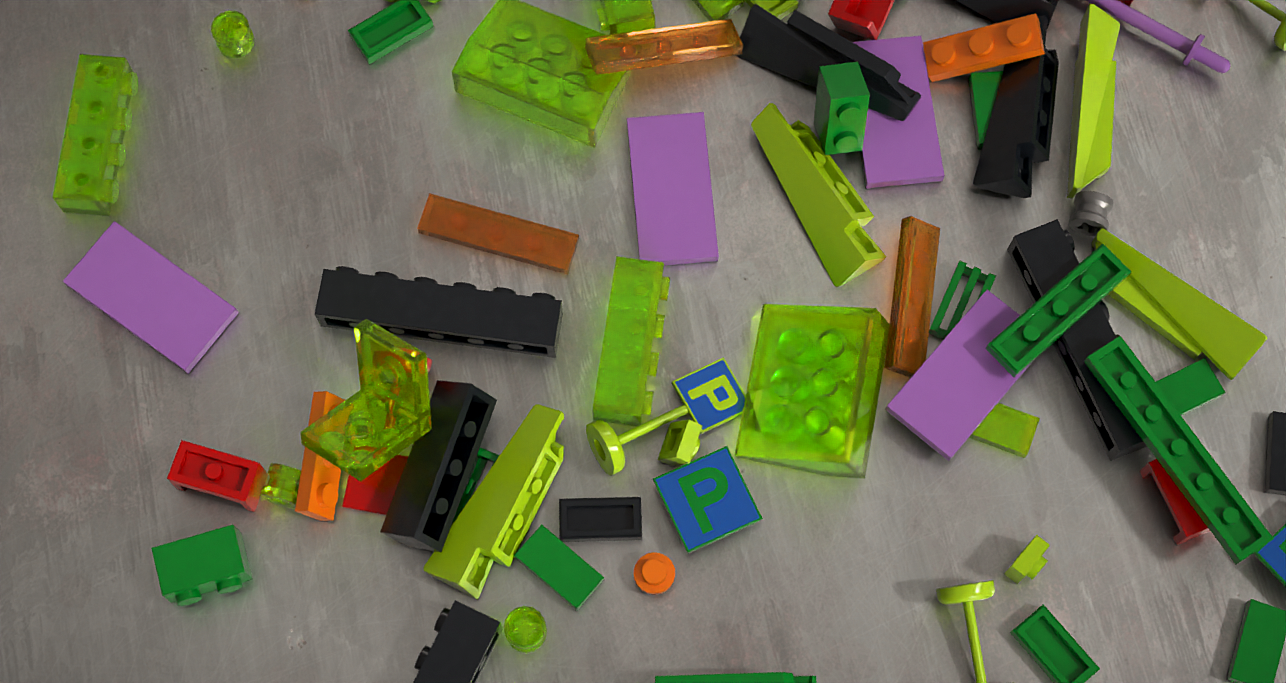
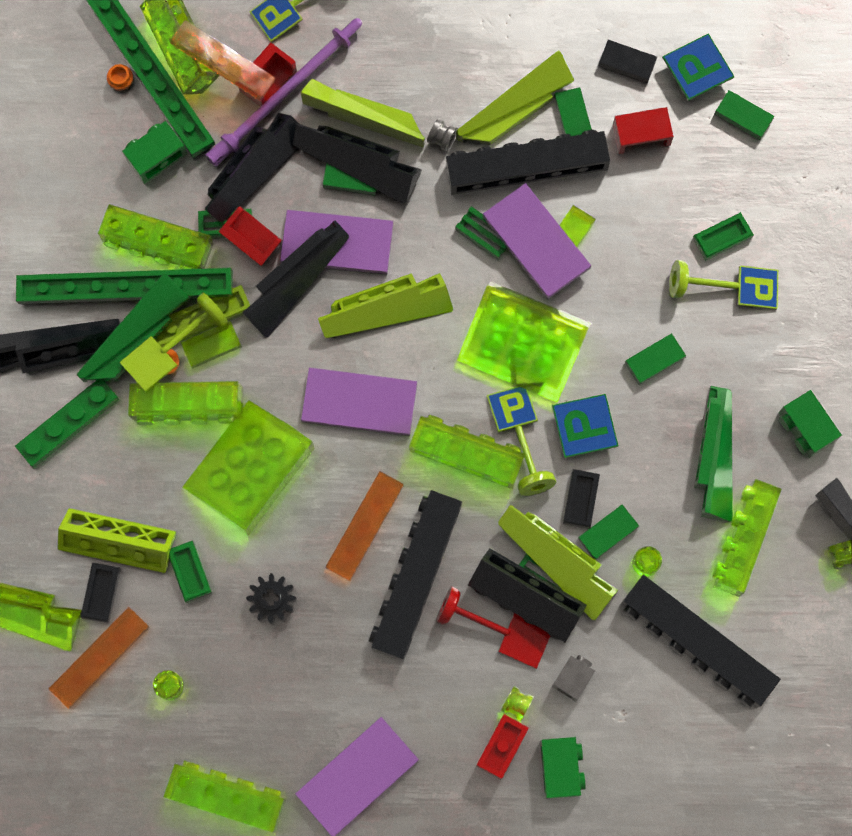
camera: 75 degrees left, 5 degrees up
(319, 477) = (502, 672): orange plate -> none
(334, 557) = (574, 677): none -> flat silver brick
(355, 133) = (279, 606): none -> black gear
(388, 406) = (480, 618): clear neon green bracket -> none
(654, 573) = (625, 471): orange plate -> none
(663, 46) = (256, 382): clear orange tile -> none
(680, 443) = (543, 435): lime plate -> none
(836, 585) = (655, 359): none -> green tile
(841, 108) = (336, 273): green brick -> none
(912, 296) = (474, 262): clear orange tile -> none
(983, 48) = (309, 170): orange plate -> none
(1029, 561) = (665, 236): lime plate -> none
(1058, 310) = (510, 172): green tile -> none
(1178, 450) = (618, 125): green plate -> none

